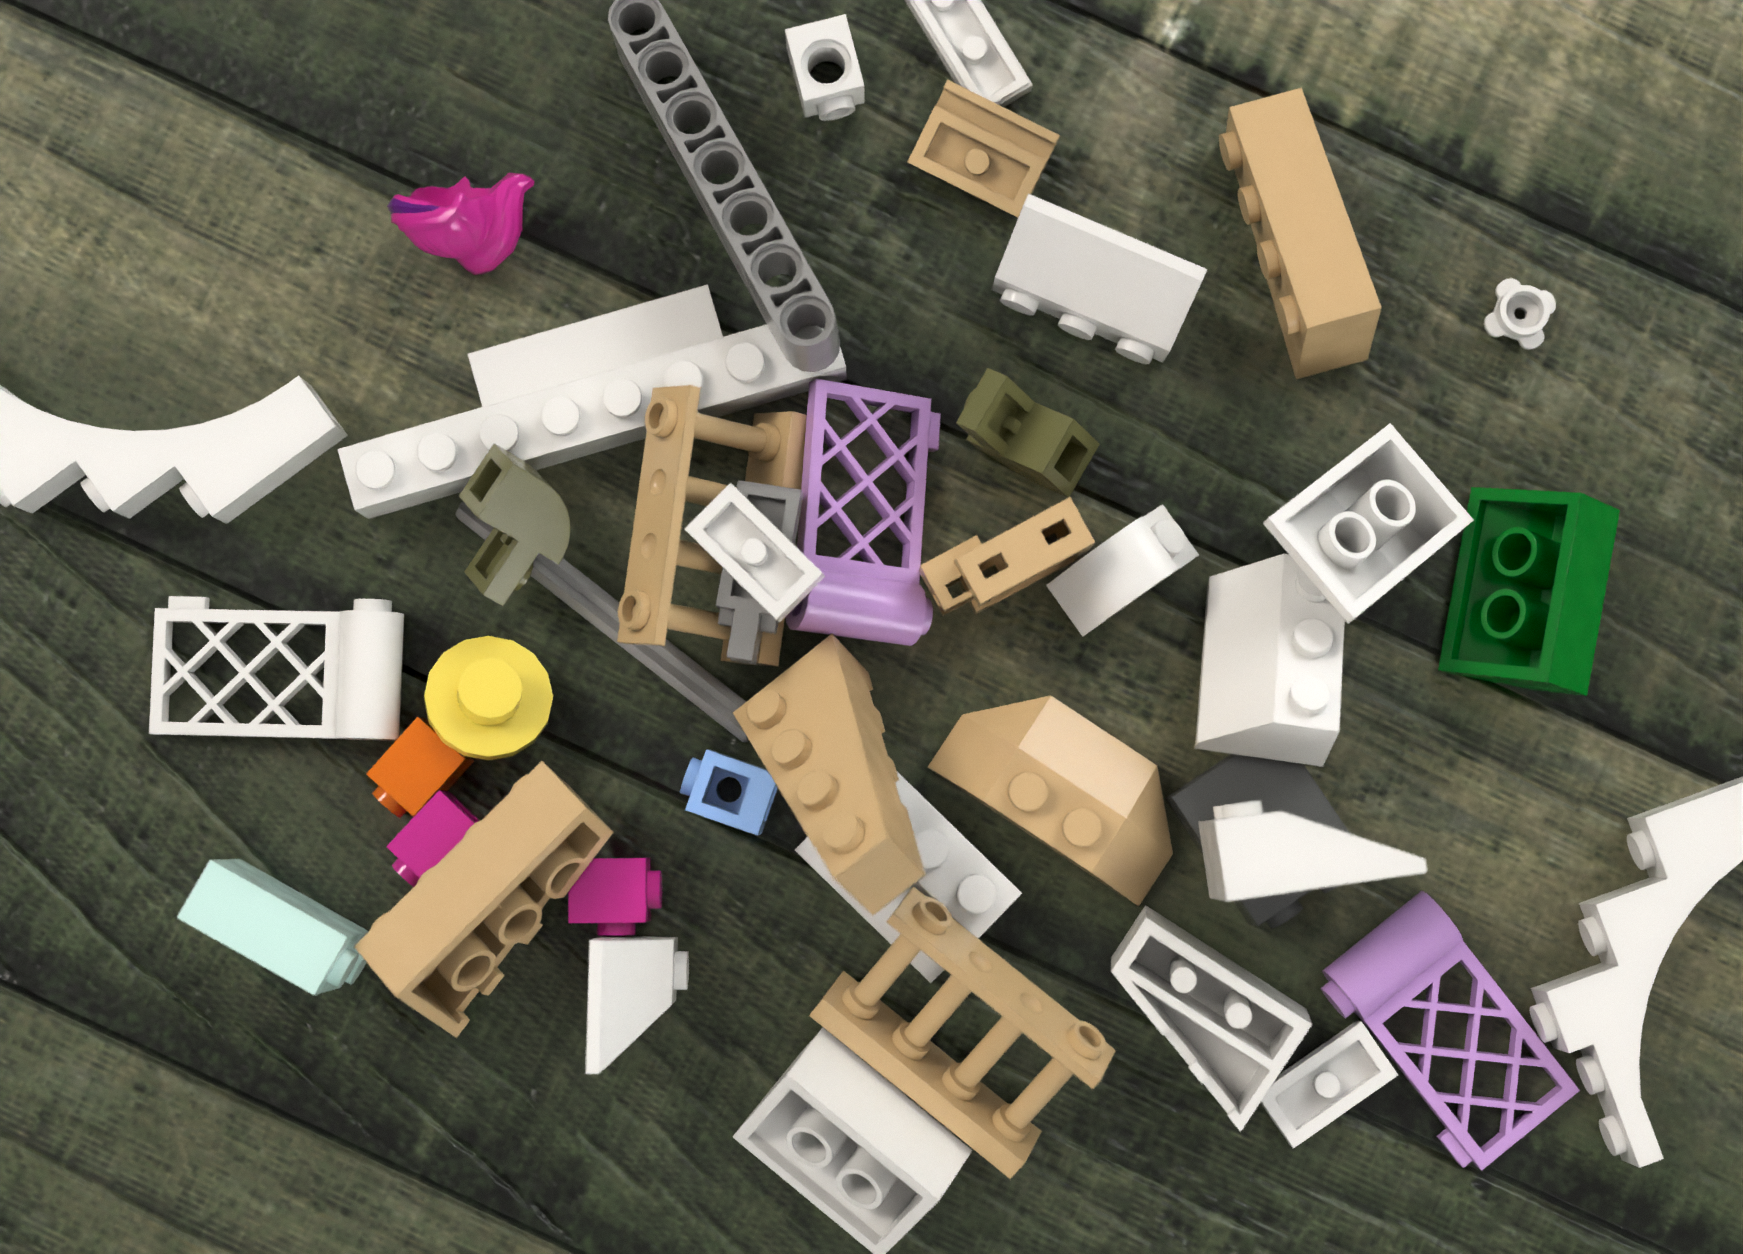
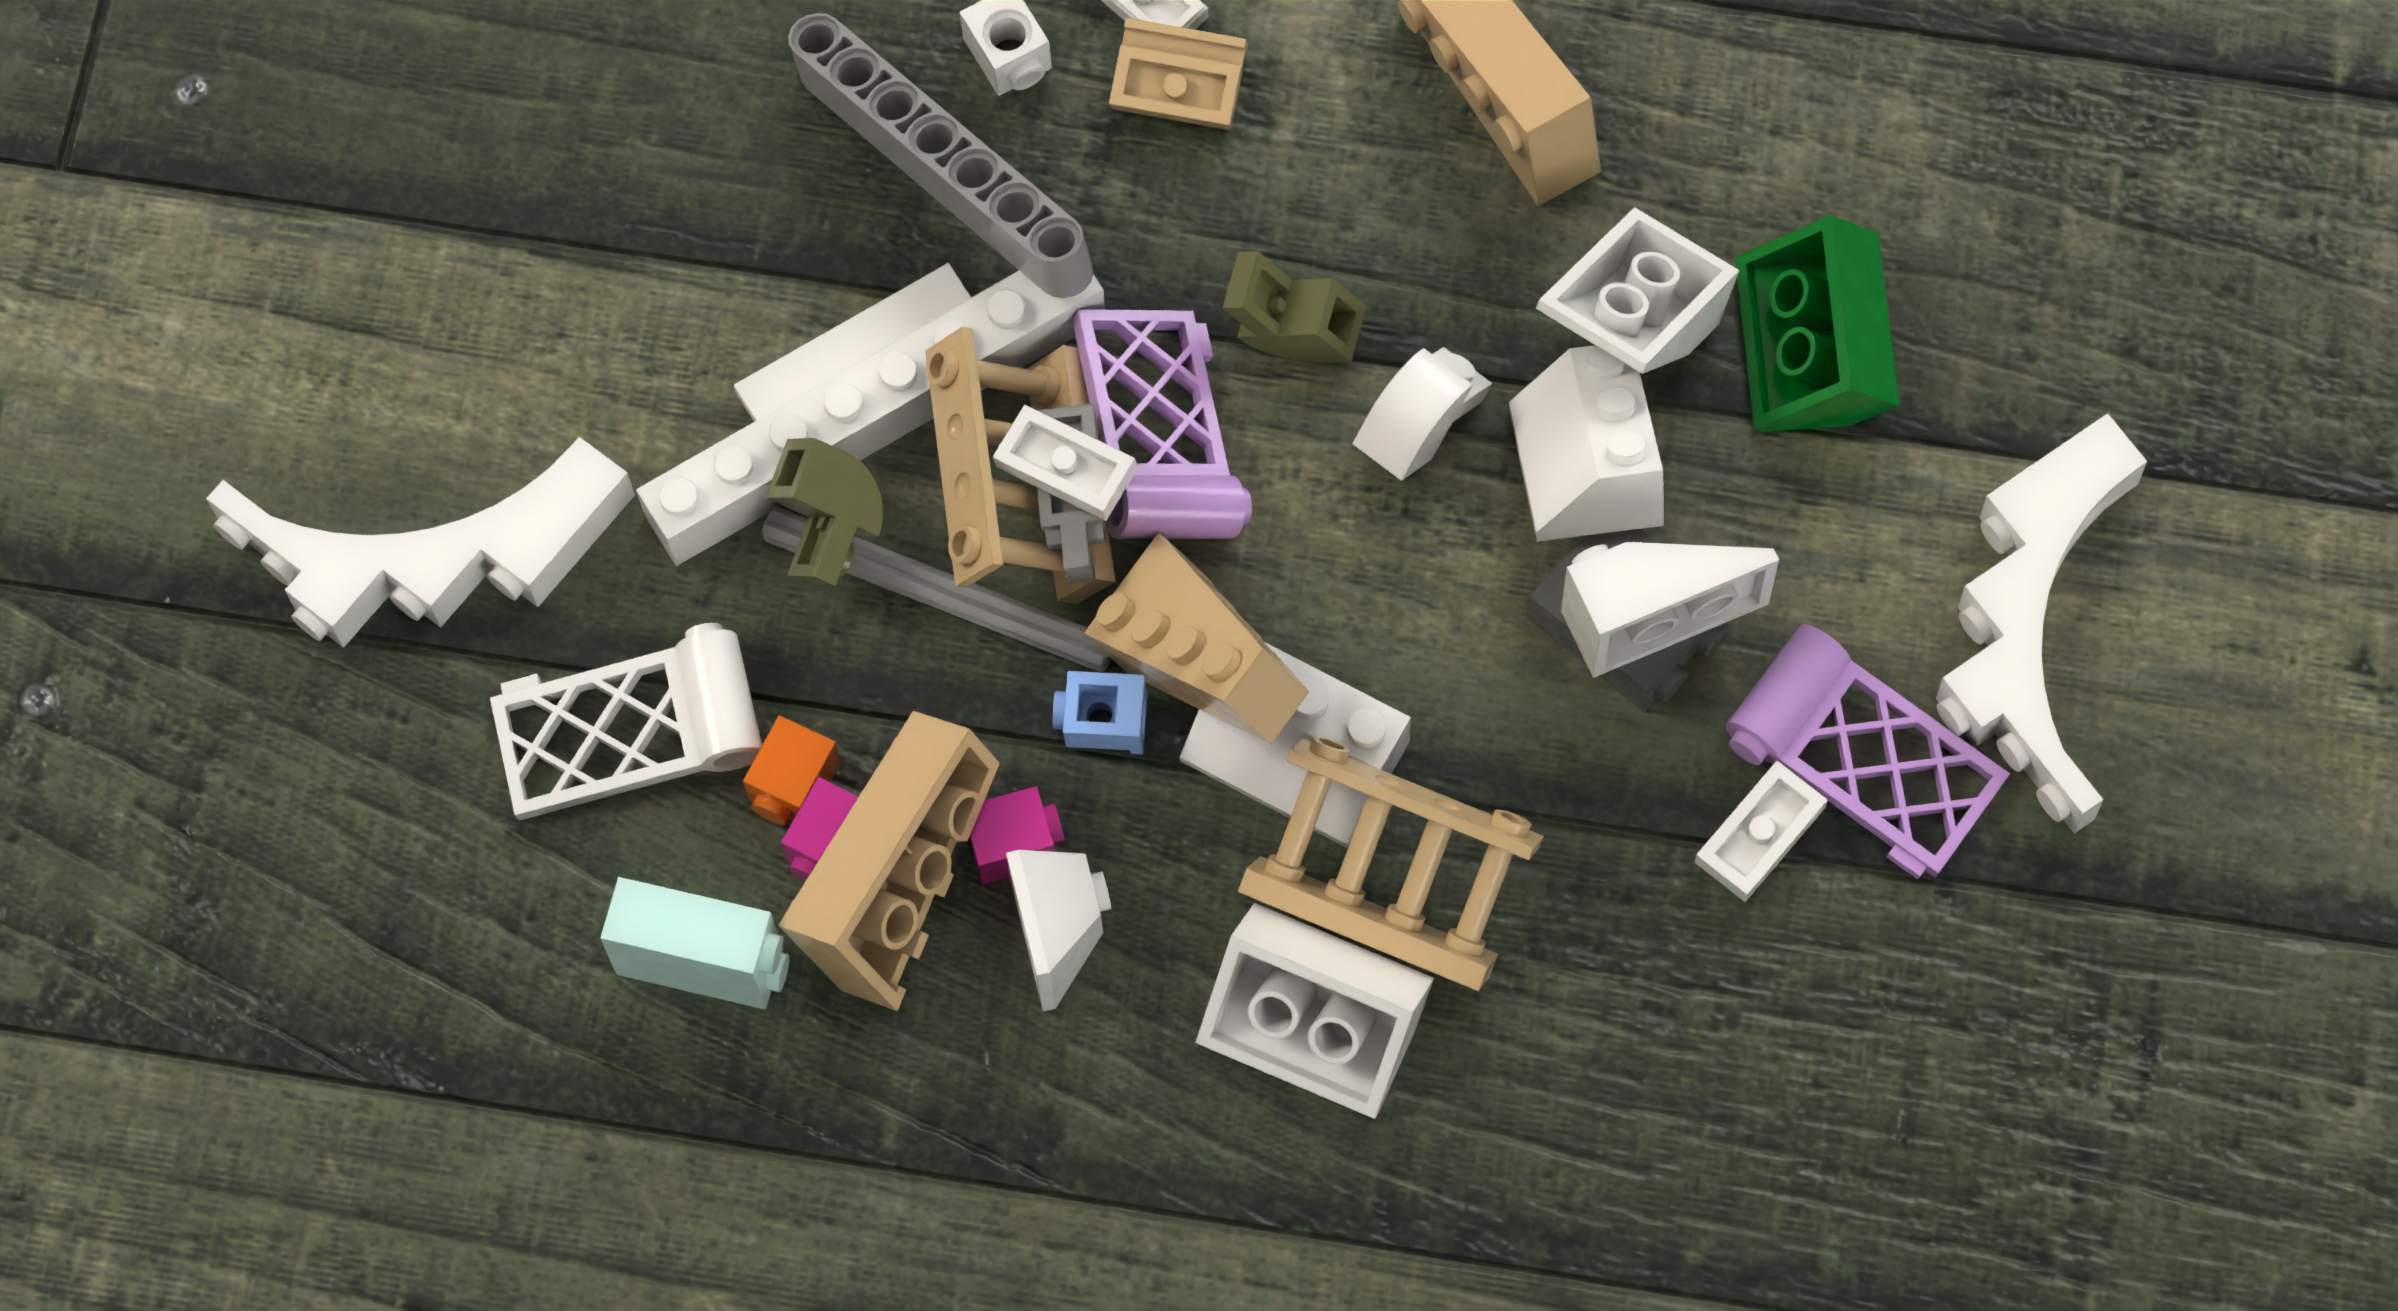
camera: 10 degrees left, 15 degrees down
(465, 222) = (701, 266): dark pink hair -> none
(488, 698) = (842, 684): light yellow piece -> none
(1018, 555) = (1305, 423): tan piece -> none
(1064, 788) = (1426, 630): tan wedge -> none
(1096, 281) = (1319, 155): white slope -> none
(1211, 1010) = (1625, 784): white wedge -> none
(1537, 309) = (1736, 74): white plate -> none

